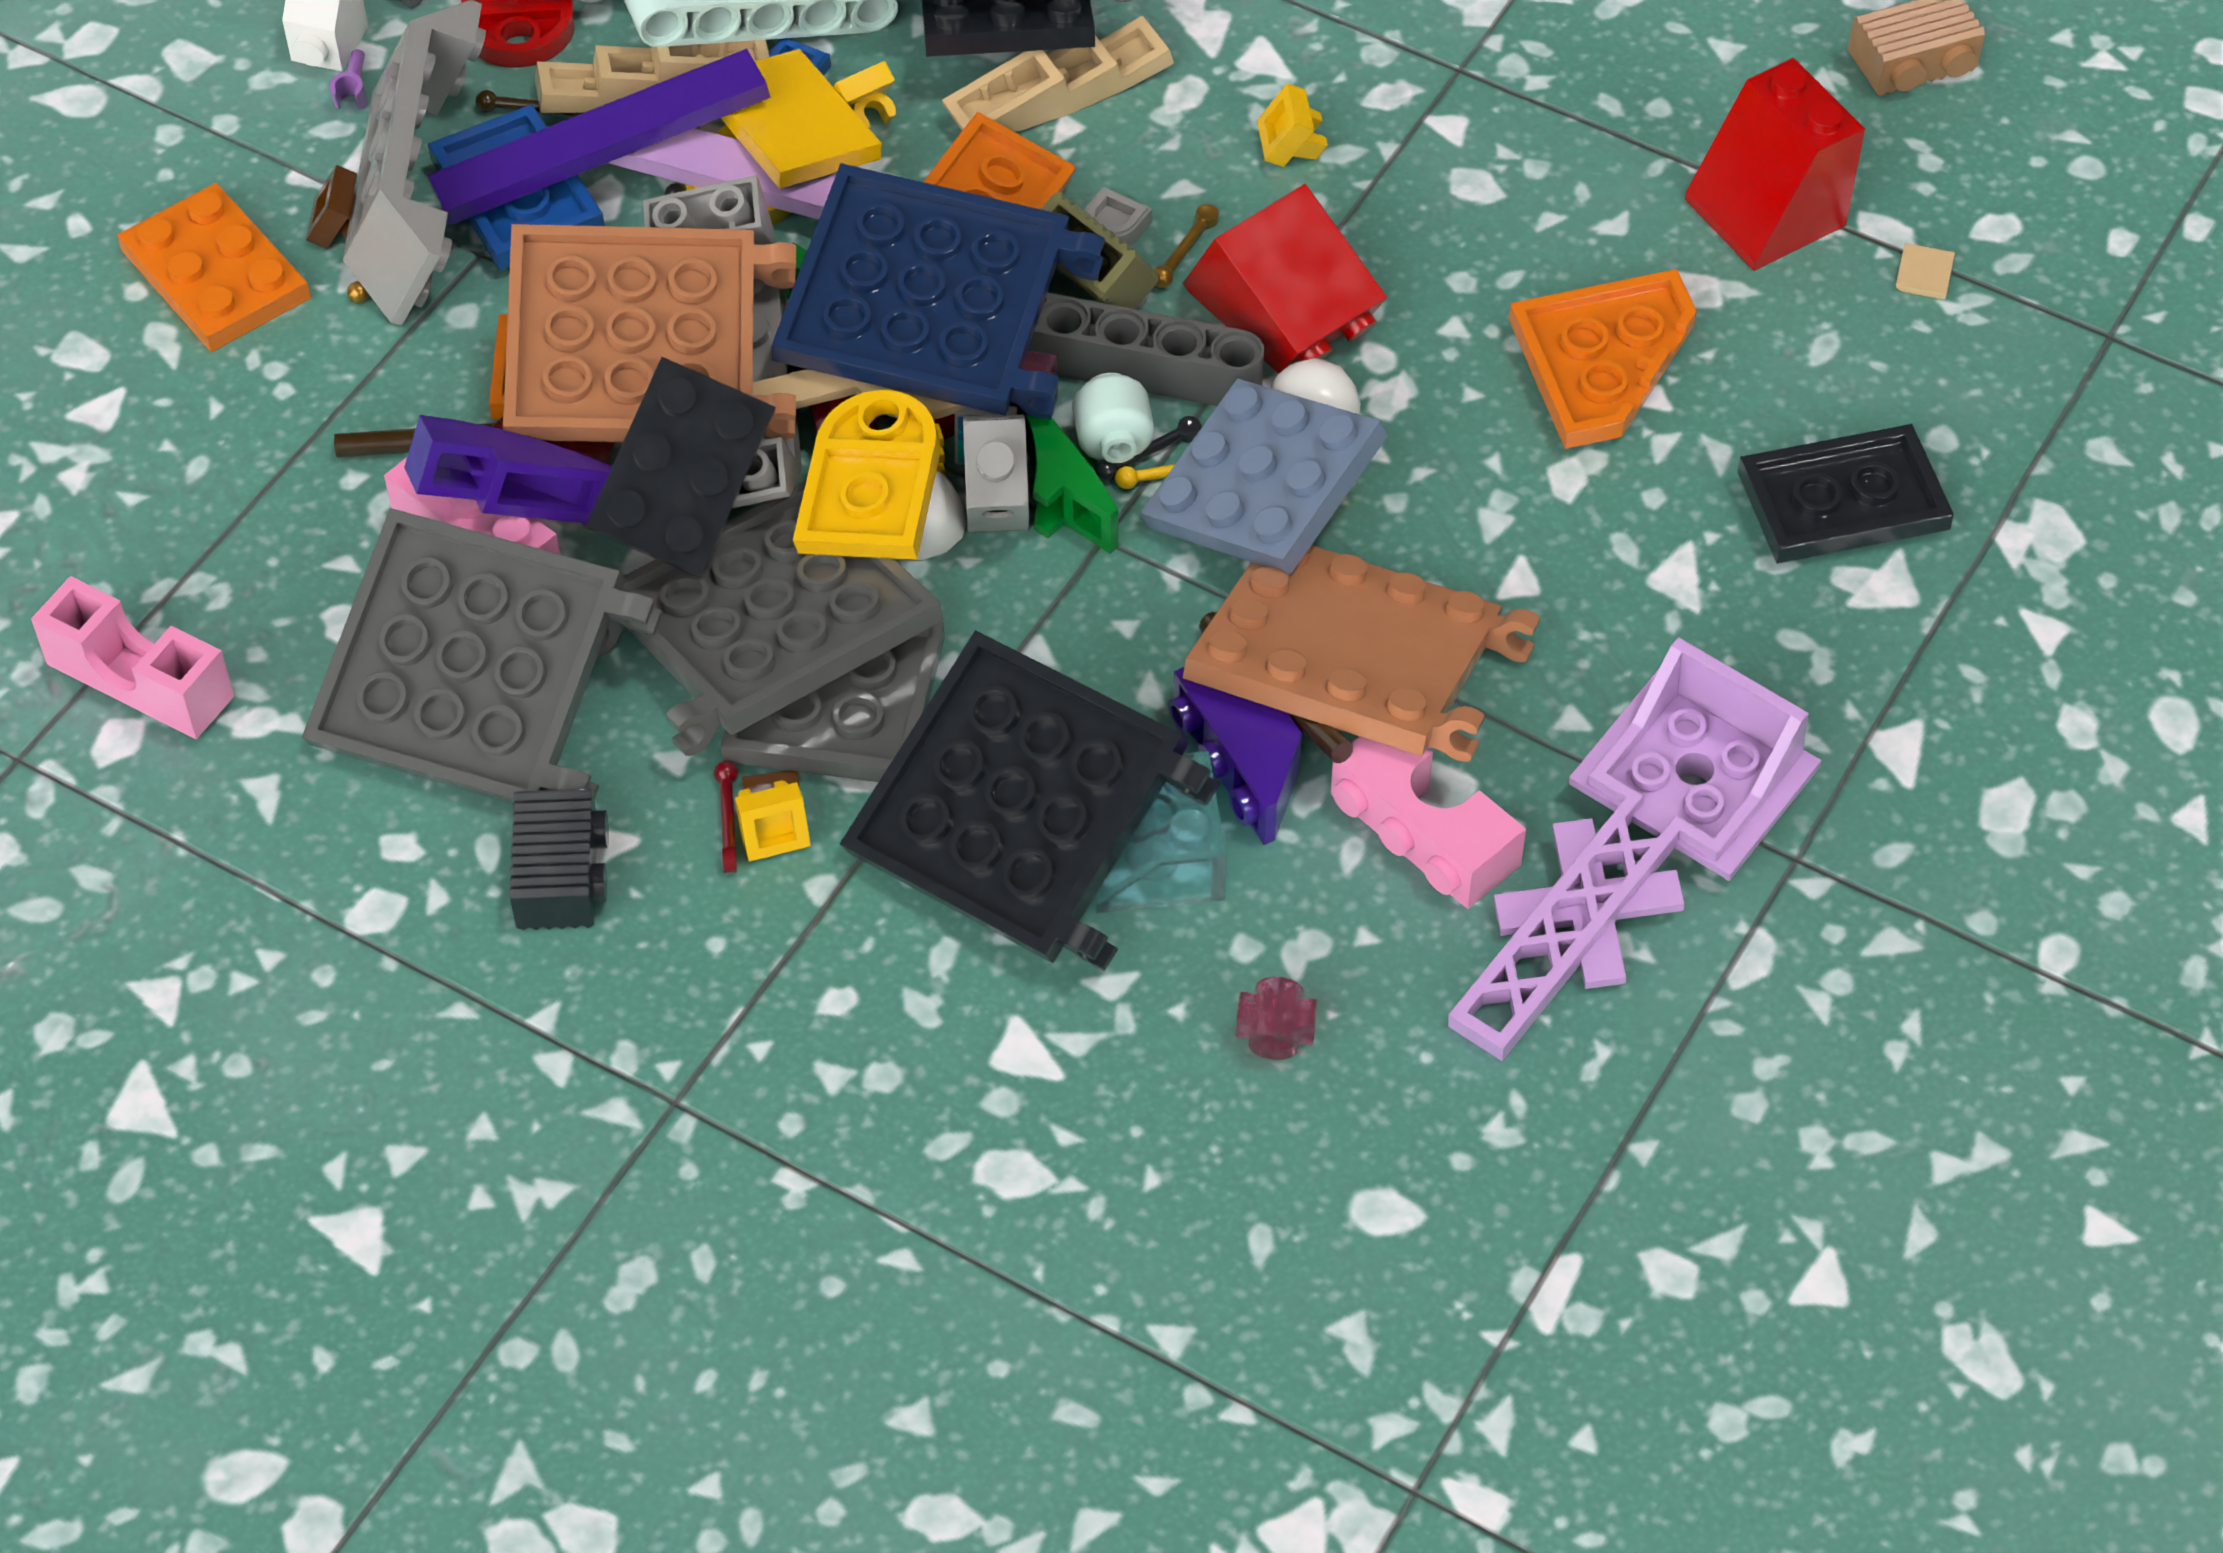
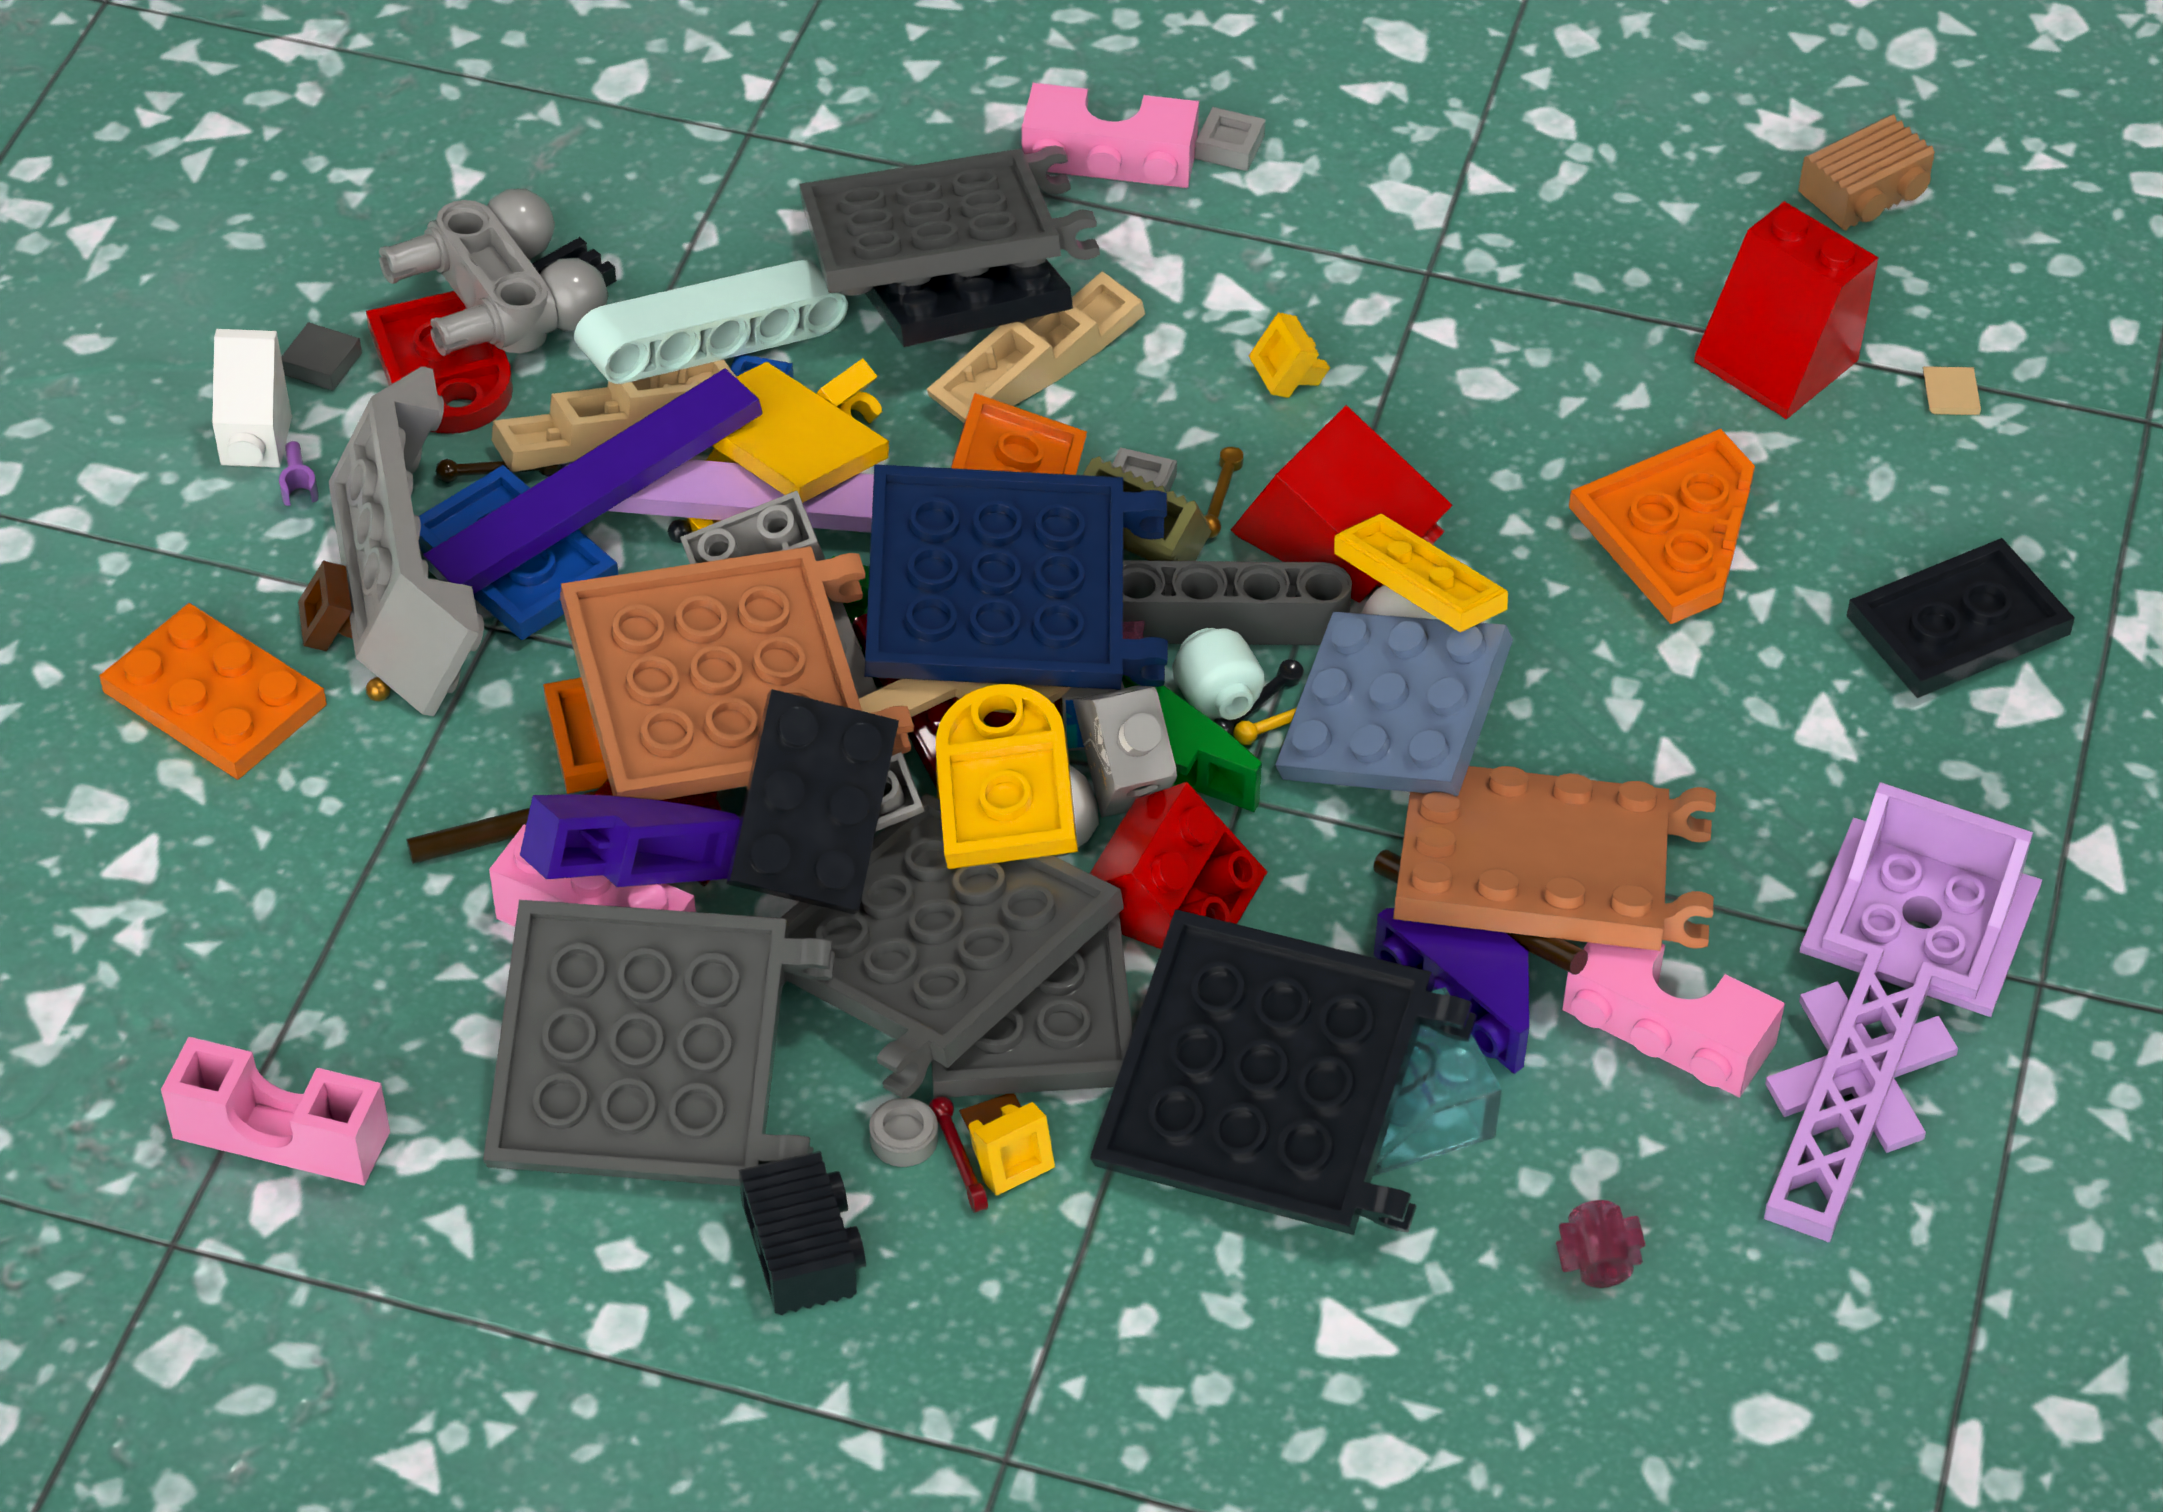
camera: 15 degrees left, 5 degrees down
(685, 787) = (903, 1132): none -> light grey tile
(1012, 590) = (1177, 857): none -> red slope
(1320, 356) = (1421, 572): none -> yellow tile

